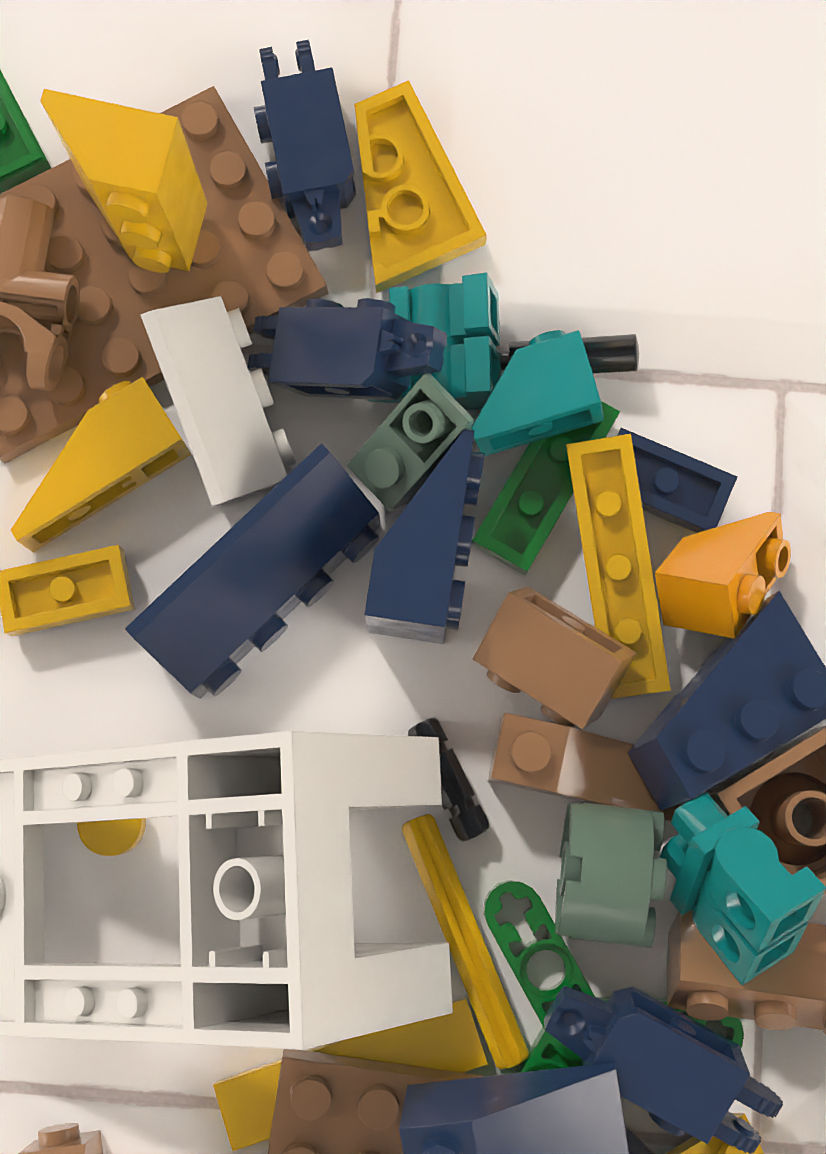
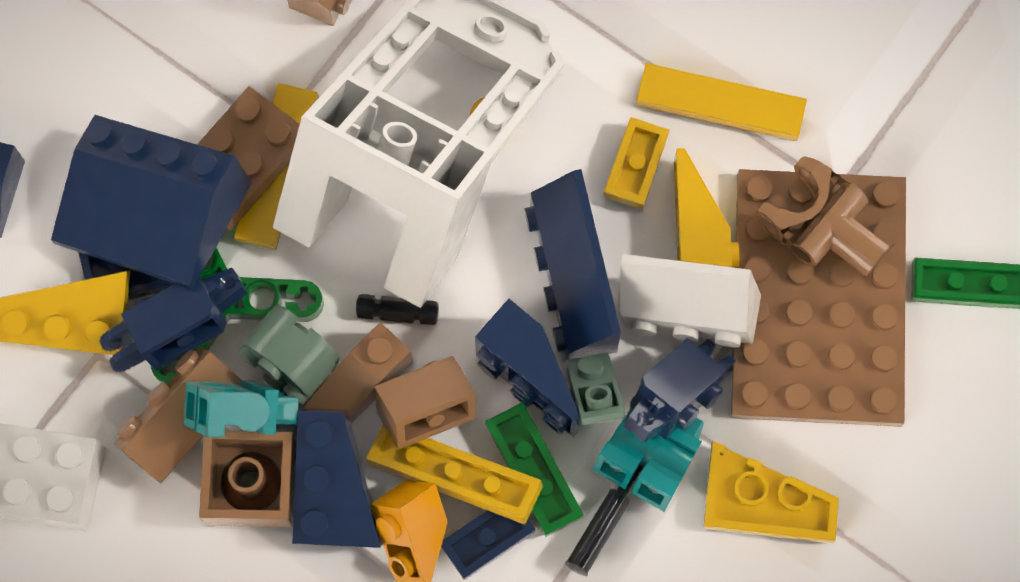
camera: 120 degrees right, 5 degrees down
(136, 175) = (839, 313): yellow slope -> none
(309, 146) = (829, 455): dark blue hinge -> none
(465, 942) = (305, 265): yellow axle -> none
(540, 394) = (581, 487): teal slope -> none

